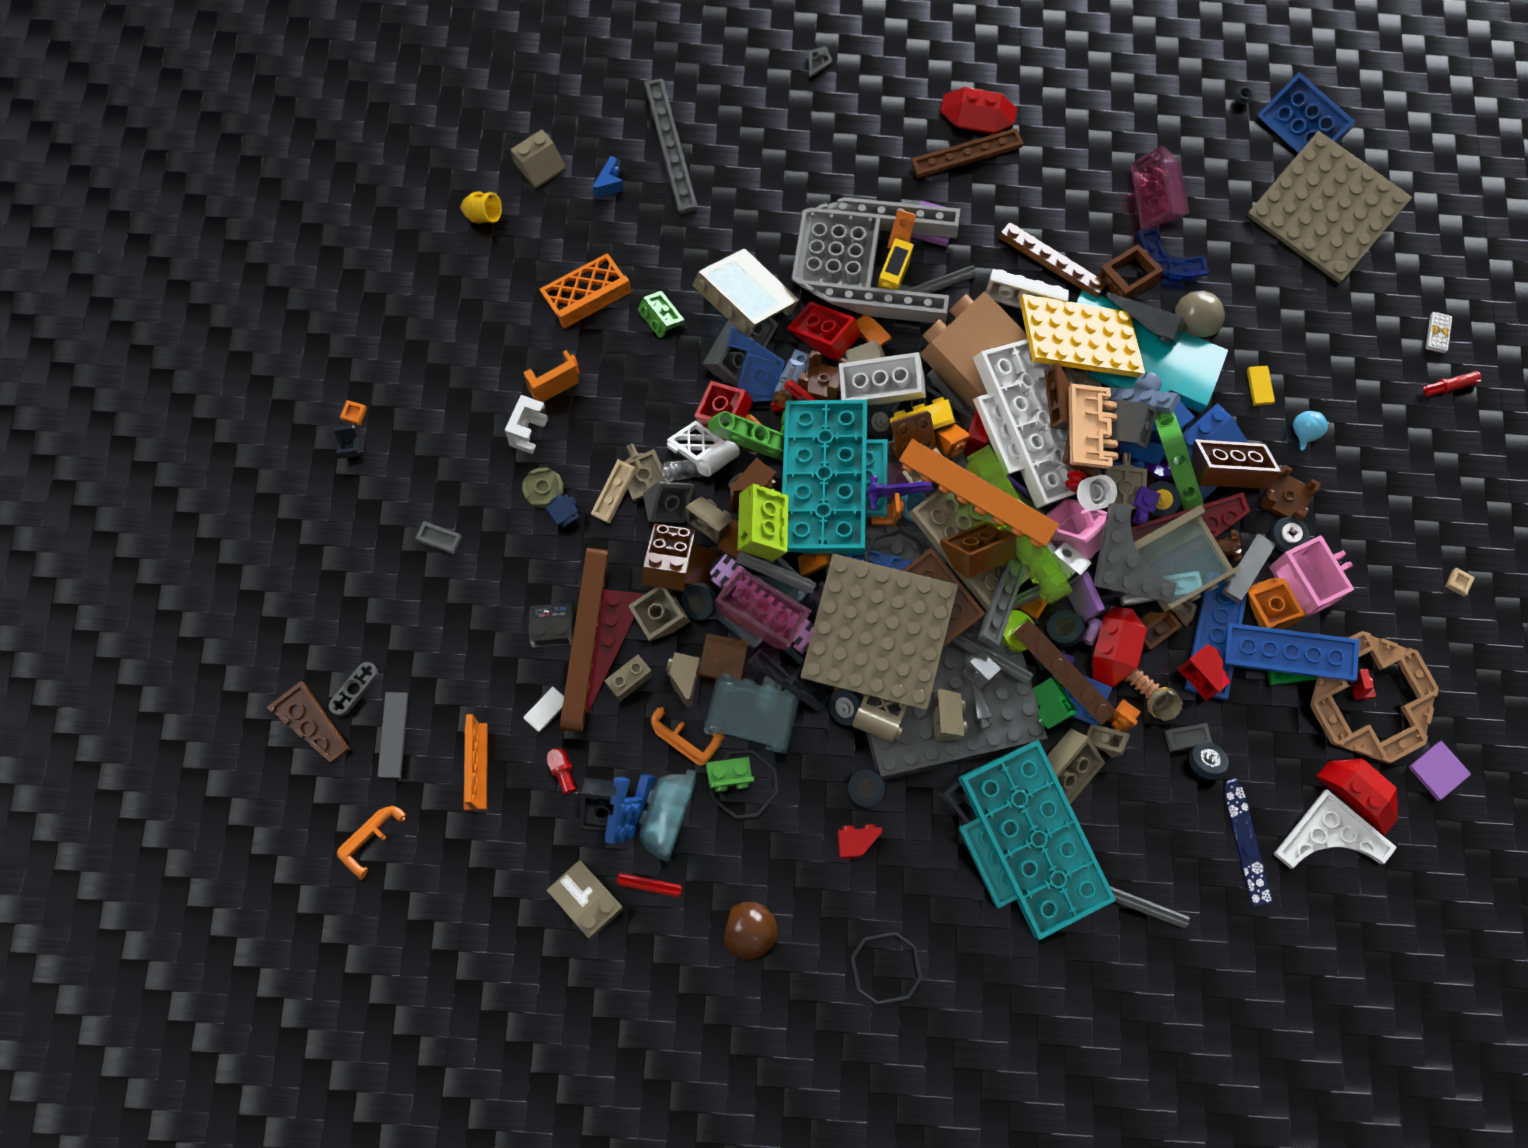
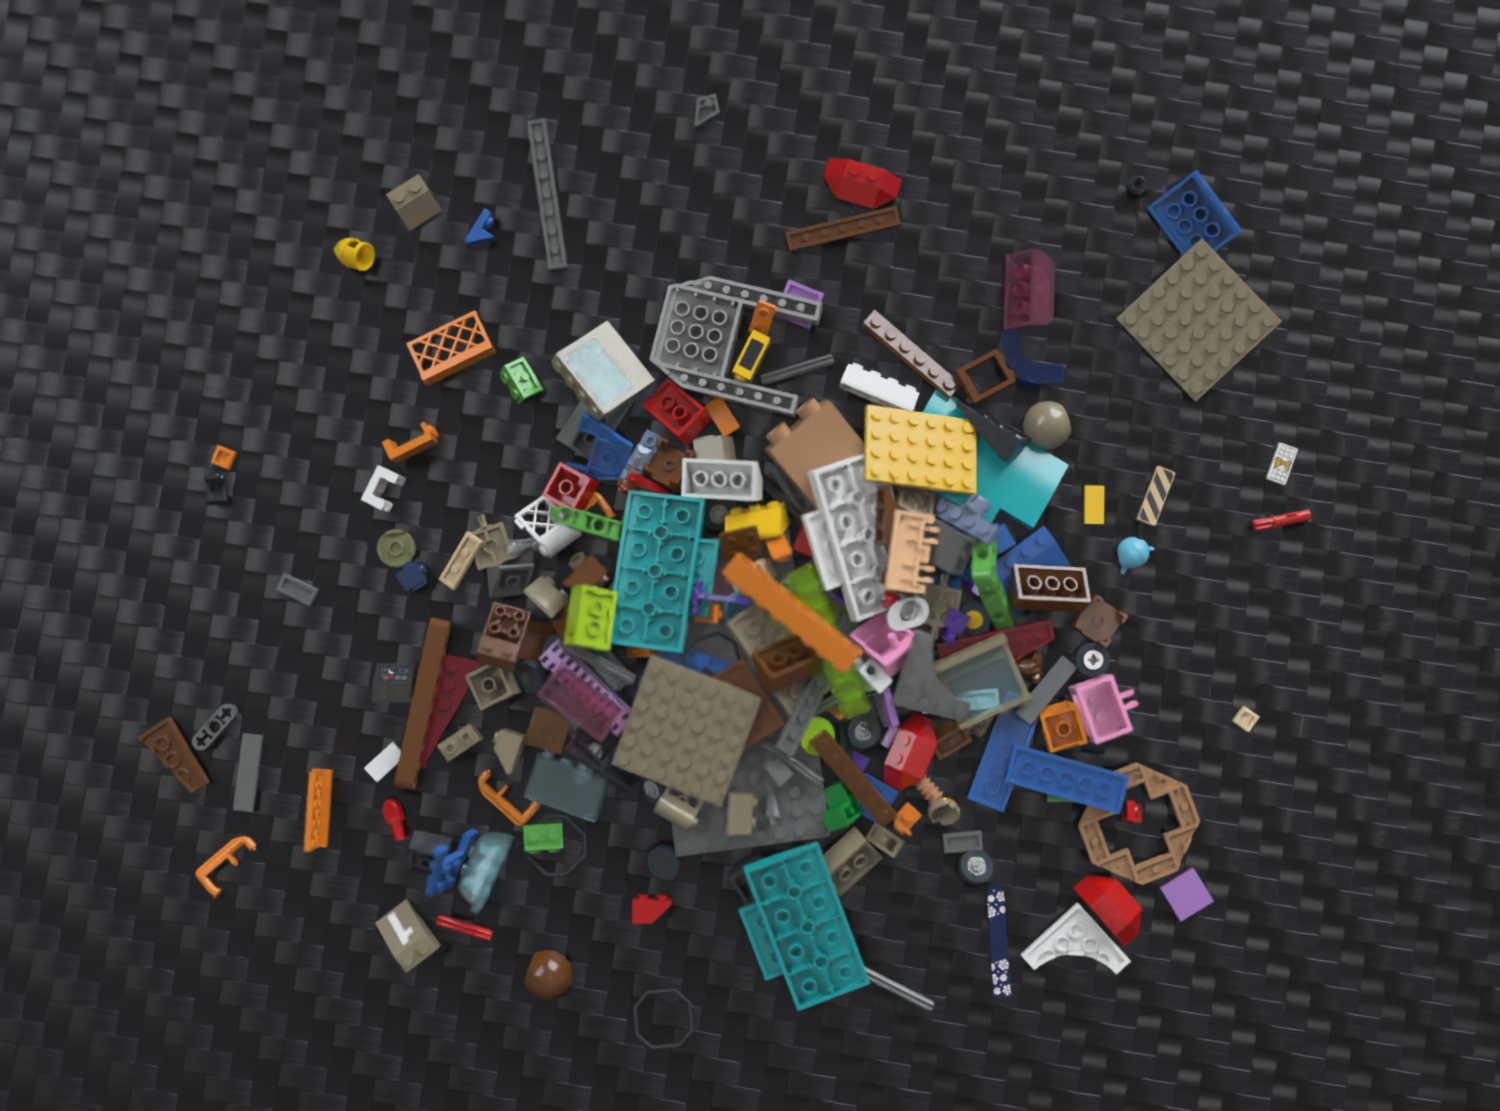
camera: 15 degrees right, 15 degrees up
(1205, 672) = (984, 790): red slope -> none
(1320, 372) = (1155, 495): none -> tan tile

